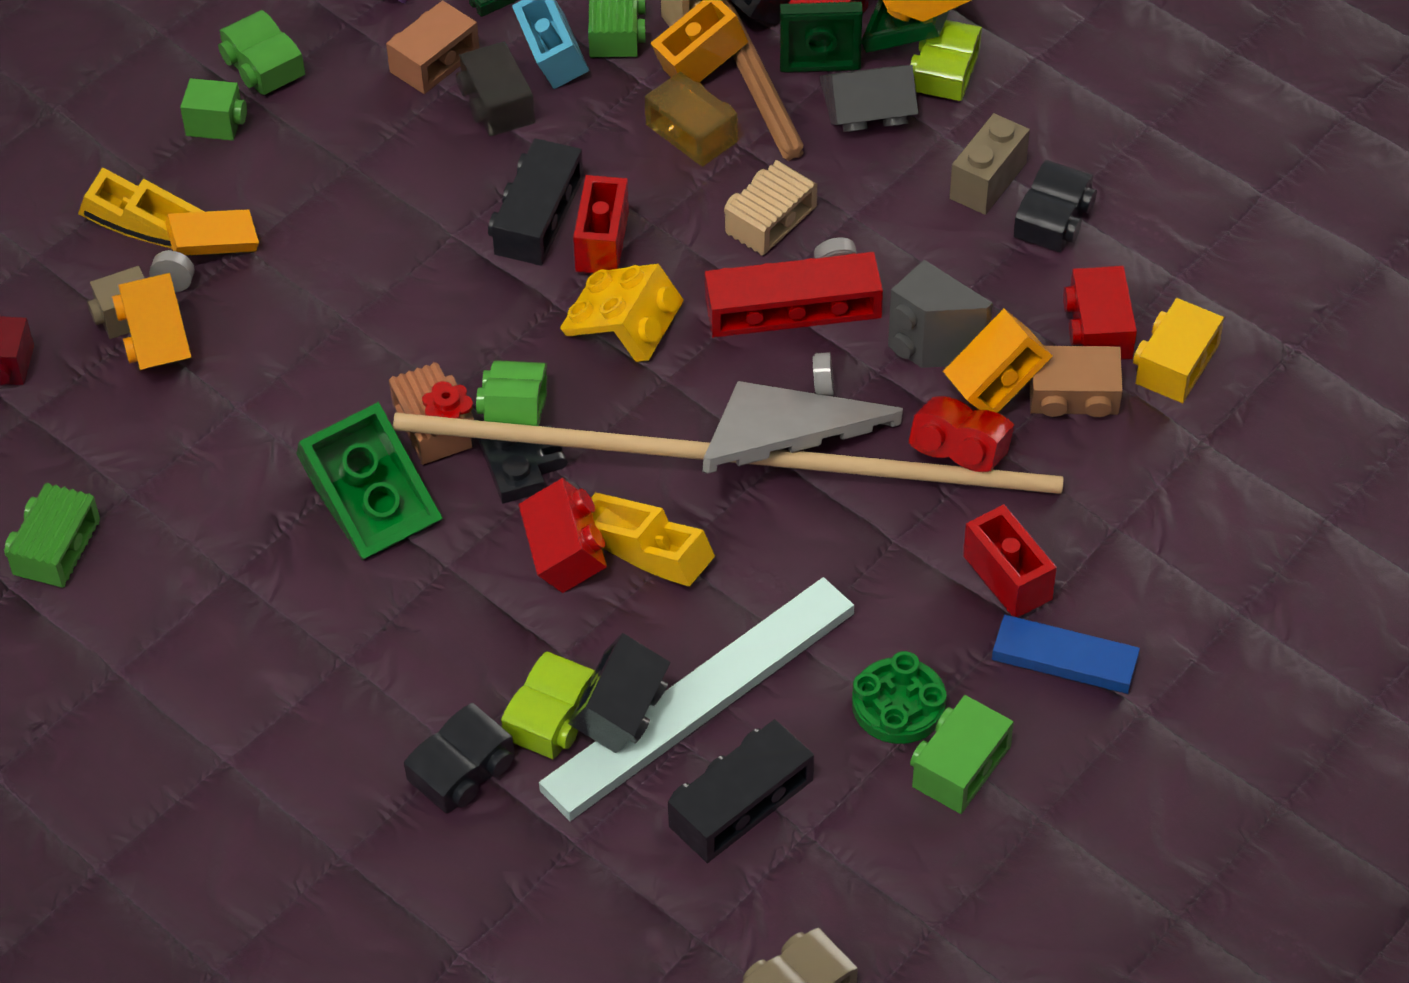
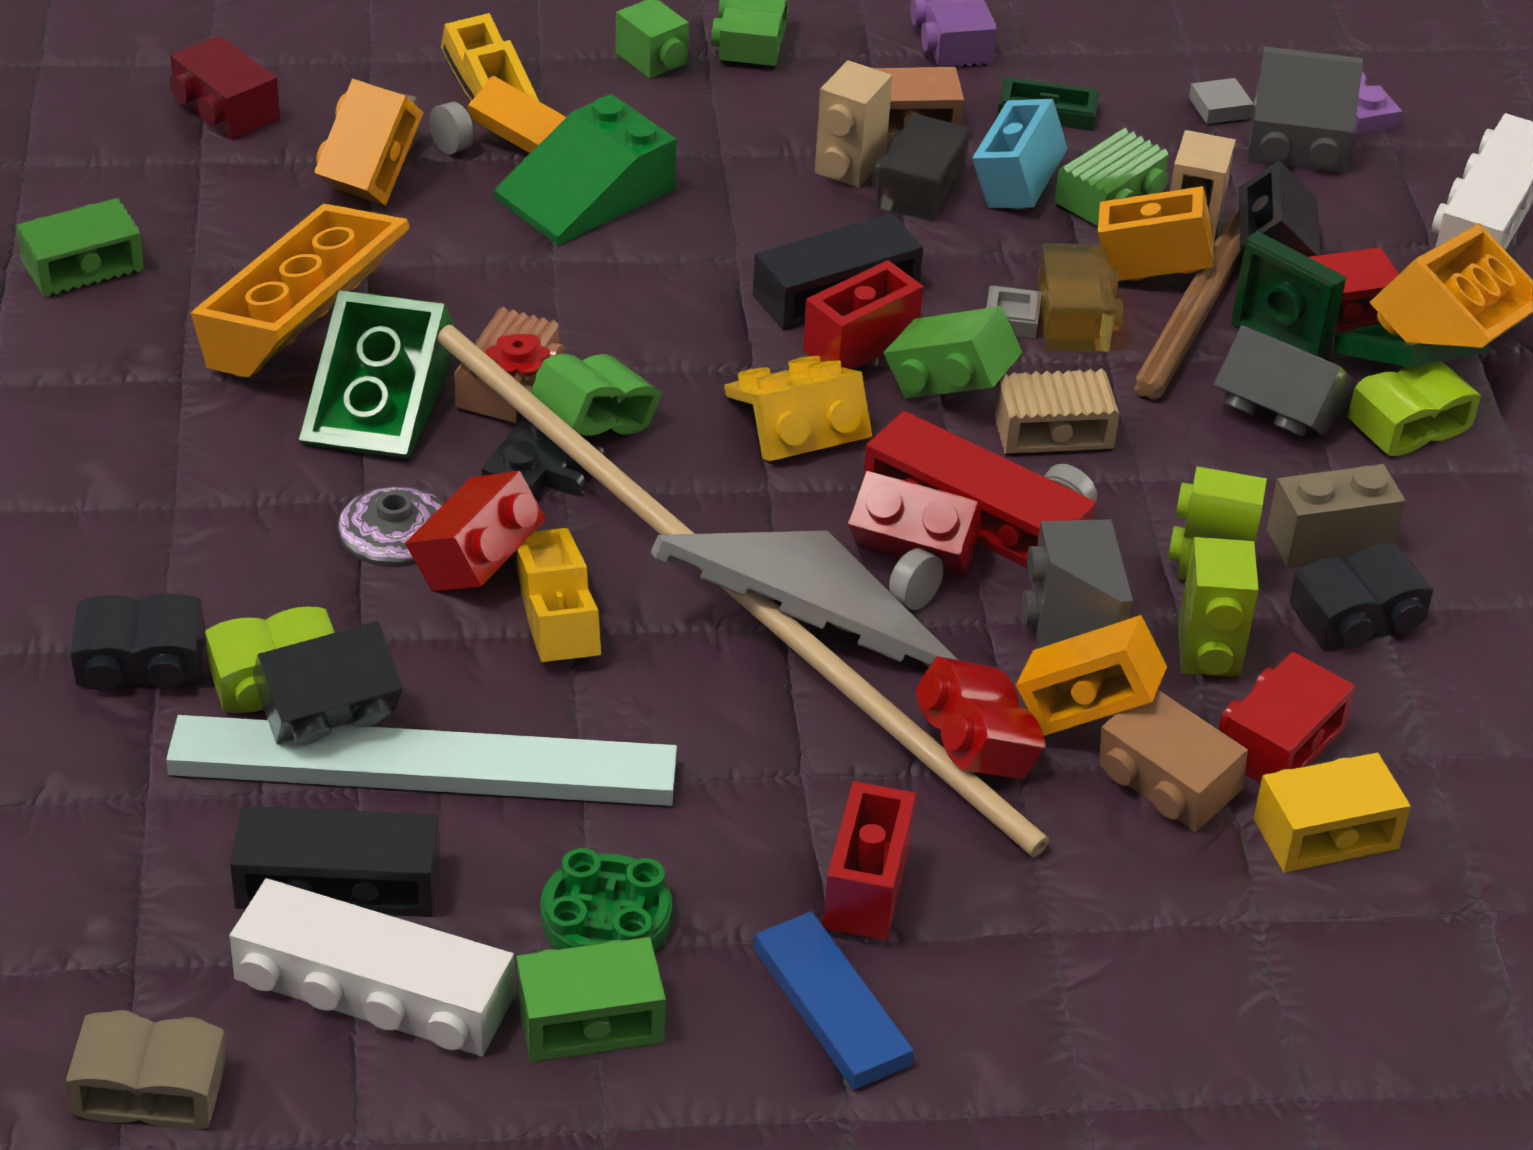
camera: 40 degrees right, 10 degrees down
(255, 456) = (291, 286): none -> light orange slope
(301, 239) = (591, 170): none -> green slope
(433, 88) = (852, 123): none -> tan brick
(494, 581) = (382, 521): none -> dish
(659, 154) = (1019, 306): none -> light grey tile
(683, 210) = (953, 352): none -> bright green brick
(791, 339) = (904, 516): none -> brick
(835, 831) = (373, 967): none -> white brick
(954, 219) = (1216, 507): none -> lime brick
(1008, 268) = (1217, 607): none -> lime brick

